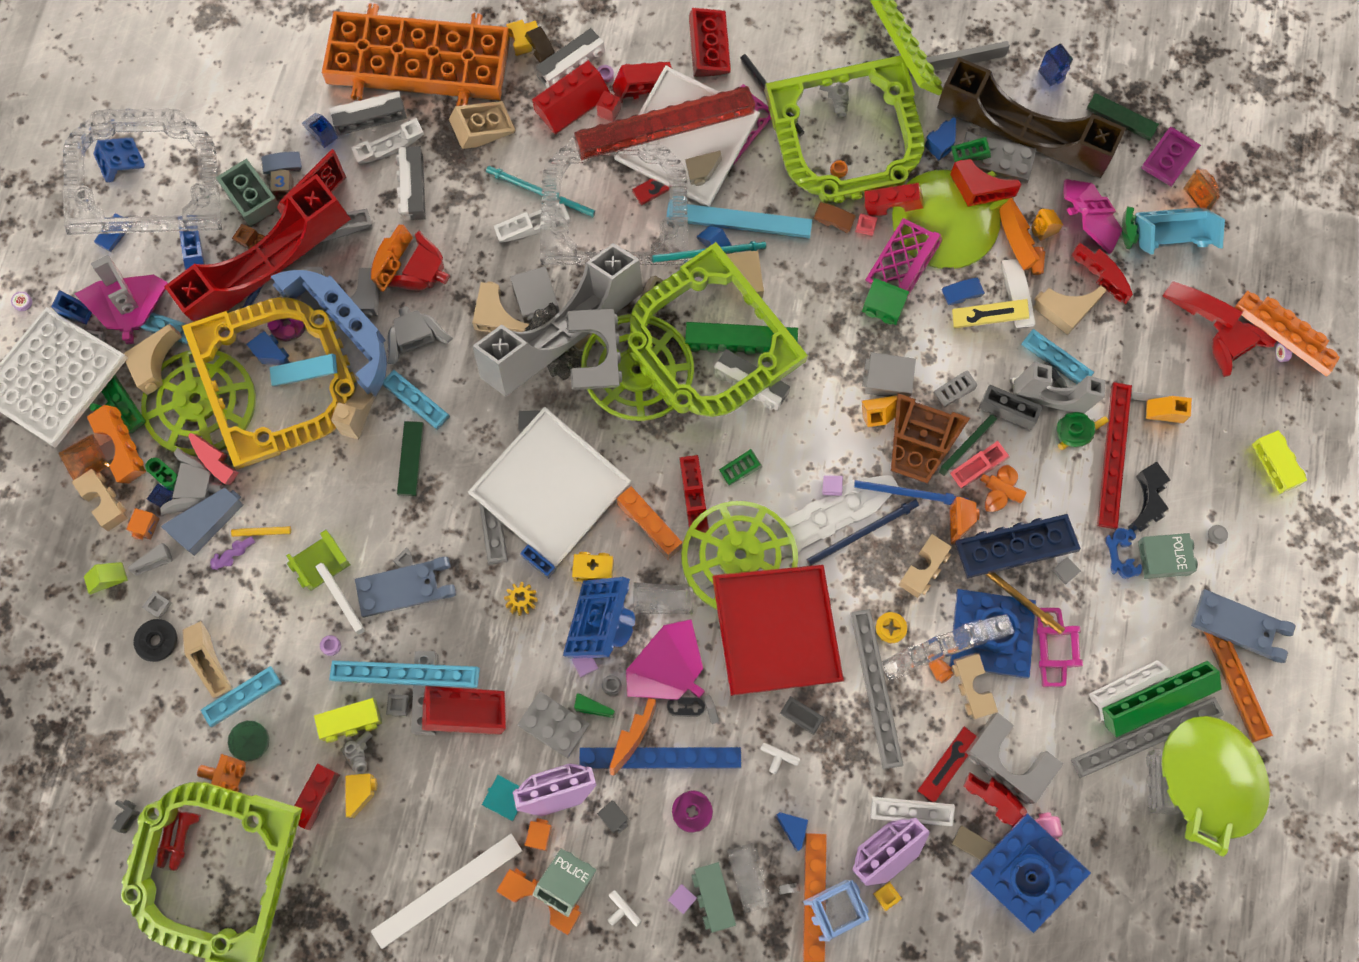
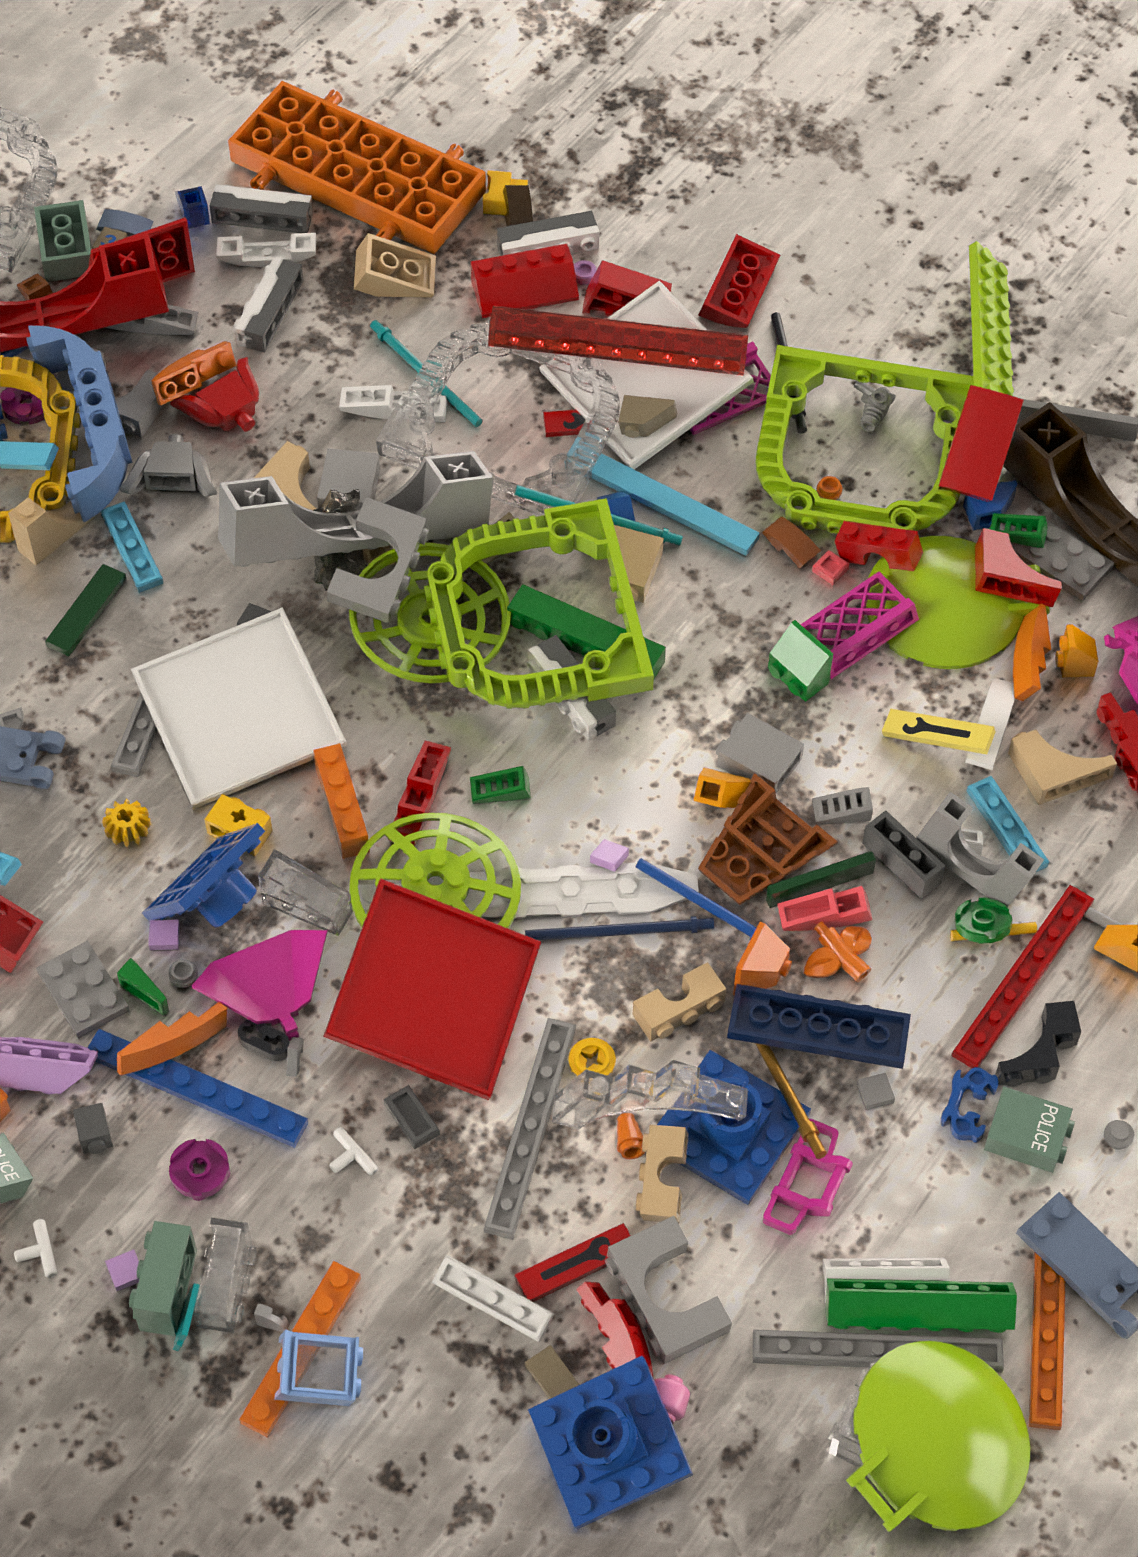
camera: 25 degrees right, 15 degrees down
(538, 561) = (174, 790): blue piece -> none
(608, 106) = (565, 302): red brick -> none
(740, 914) = (186, 1316): none -> teal piece
(794, 828) = (322, 1247): blue slope -> none
(887, 896) = (399, 1390): yellow tile -> none
(890, 851) = (431, 1332): lavender wedge -> none
(930, 104) = (981, 443): none -> red slope
(963, 290) = (914, 692): blue slope -> none
(1038, 267) = (1041, 699): orange cone -> none
(1057, 378) = (991, 843): piece -> none

